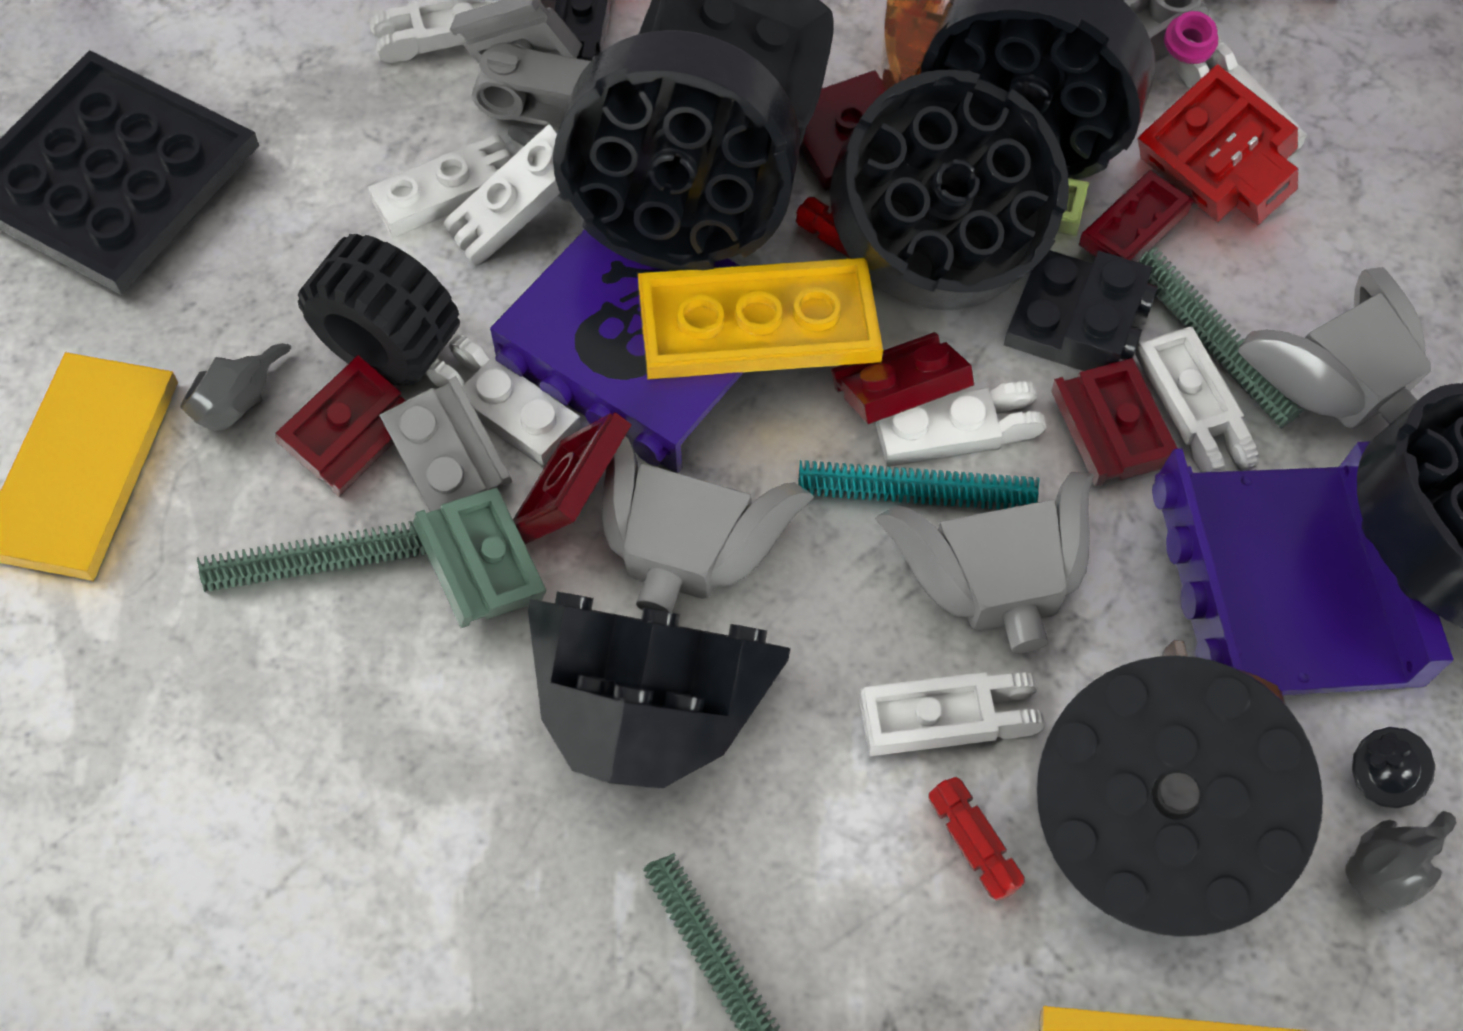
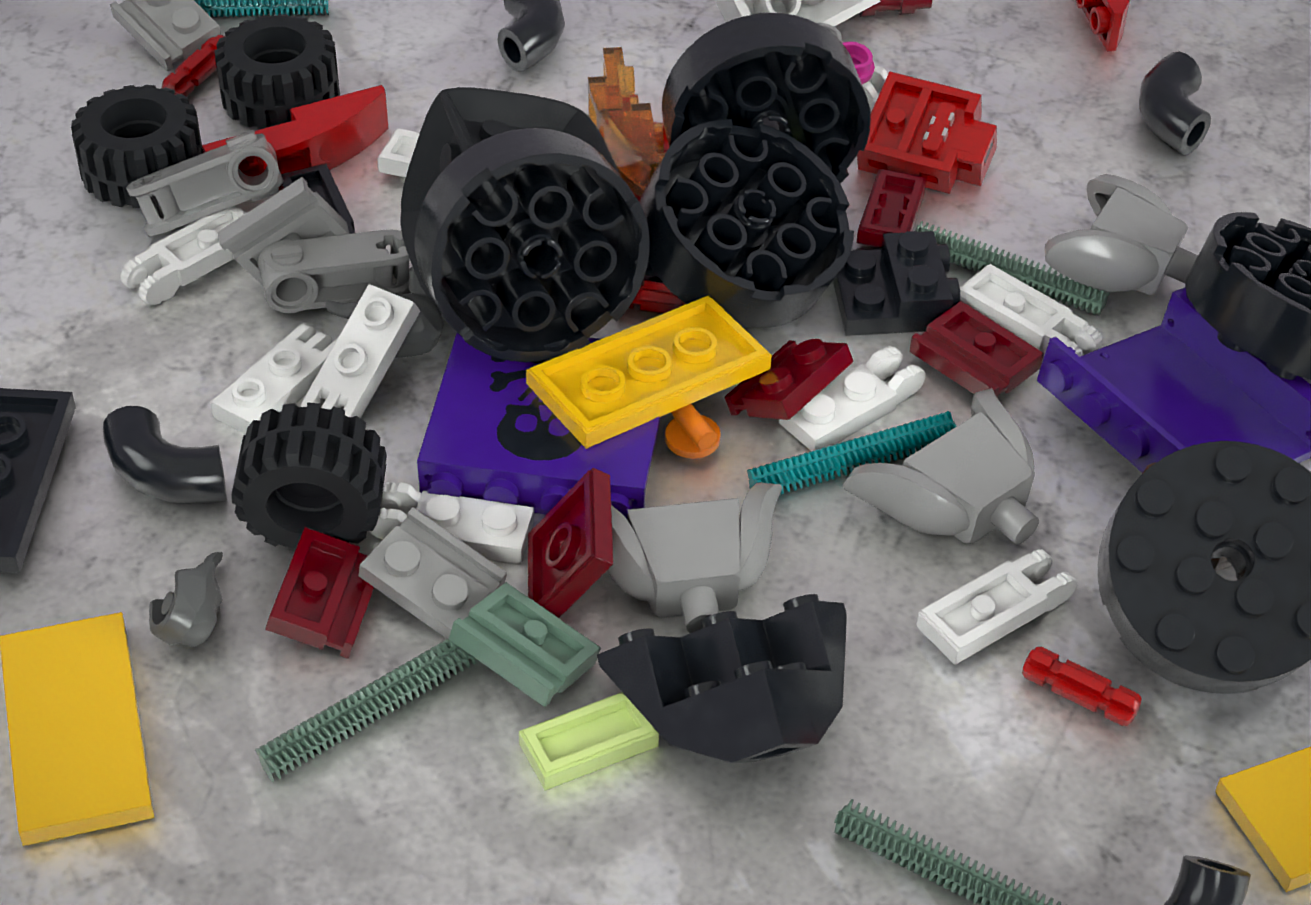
camera: 30 degrees left, 15 degrees down
(279, 228) = (159, 467): none -> black cylinder
(479, 676) = (586, 740): none -> yellowish green tile
(776, 398) = (692, 433): none -> orange plate

